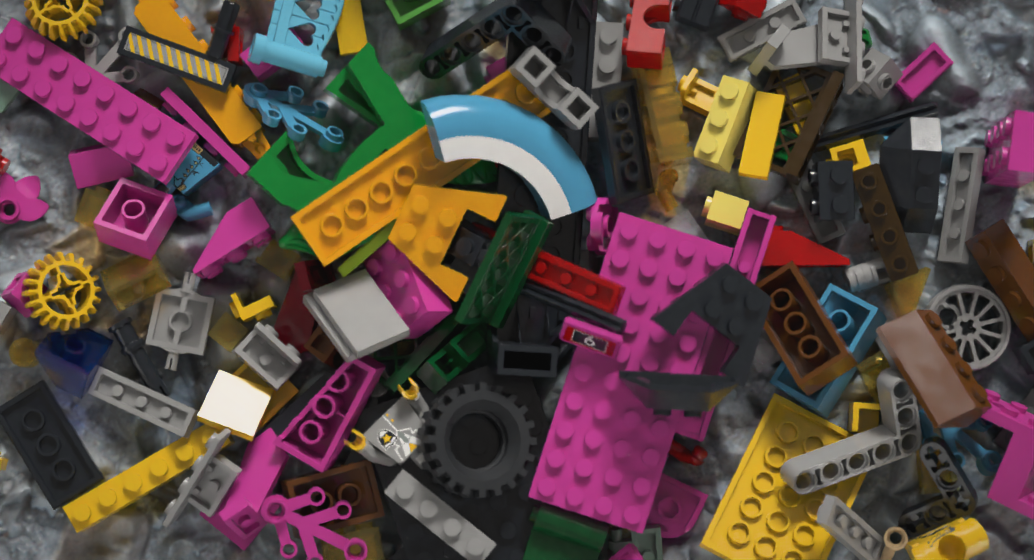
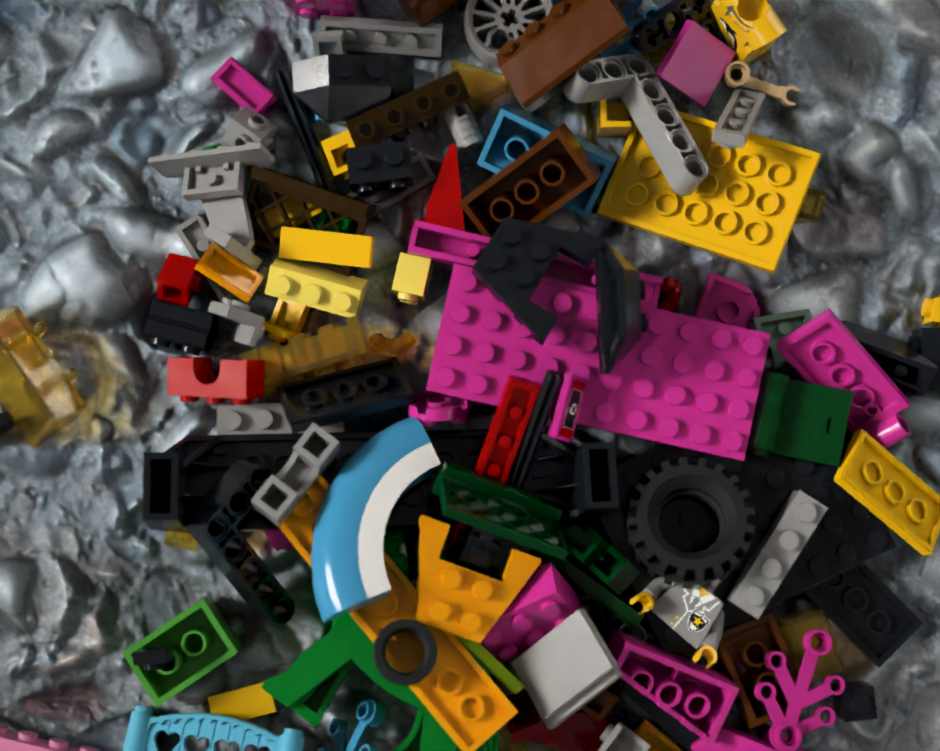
camera: 95 degrees left, 0 degrees up
(409, 164) = (425, 636): none -> black tyre
(693, 57) = (247, 327): none -> light grey bracket
(746, 44) = (229, 272): none -> light orange tile
(869, 372) = (568, 112): clear yellow bracket -> none
(907, 497) = (695, 63): none -> dark pink tile
(955, 155) = (328, 42): none -> light grey tile

